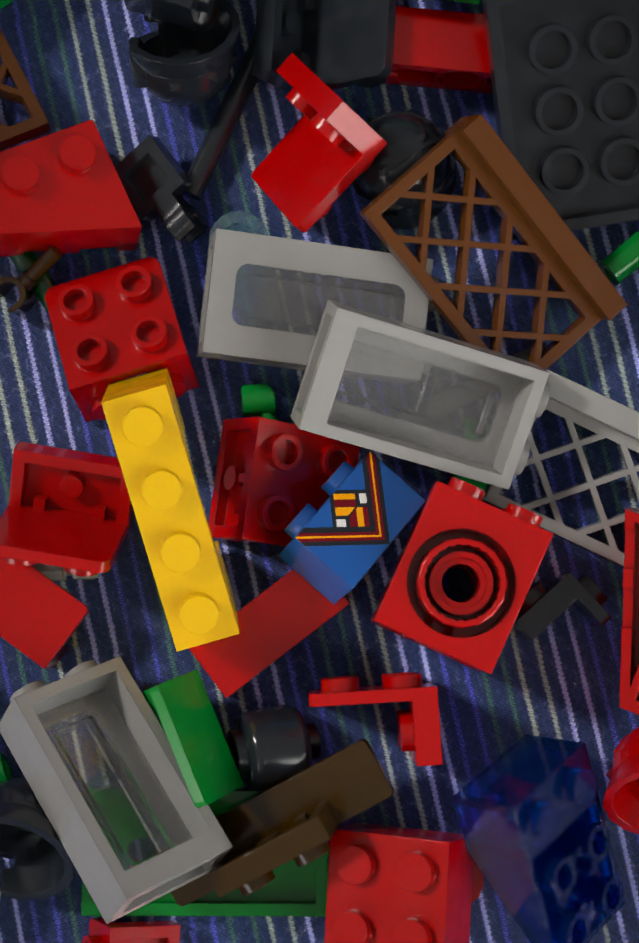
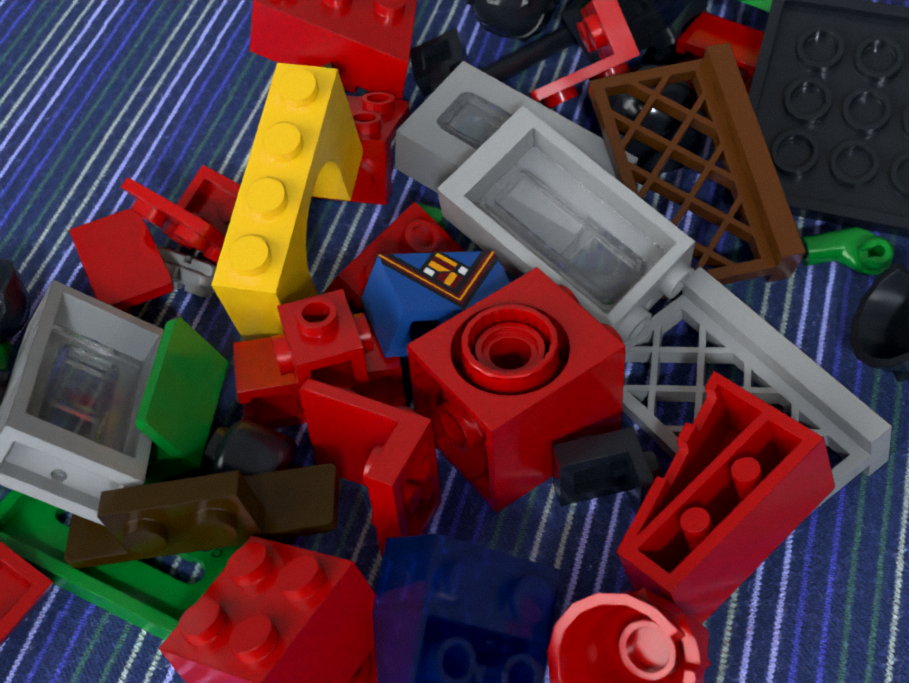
camera: 35 degrees right, 35 degrees down
(296, 669) = (324, 334): none -> red brick

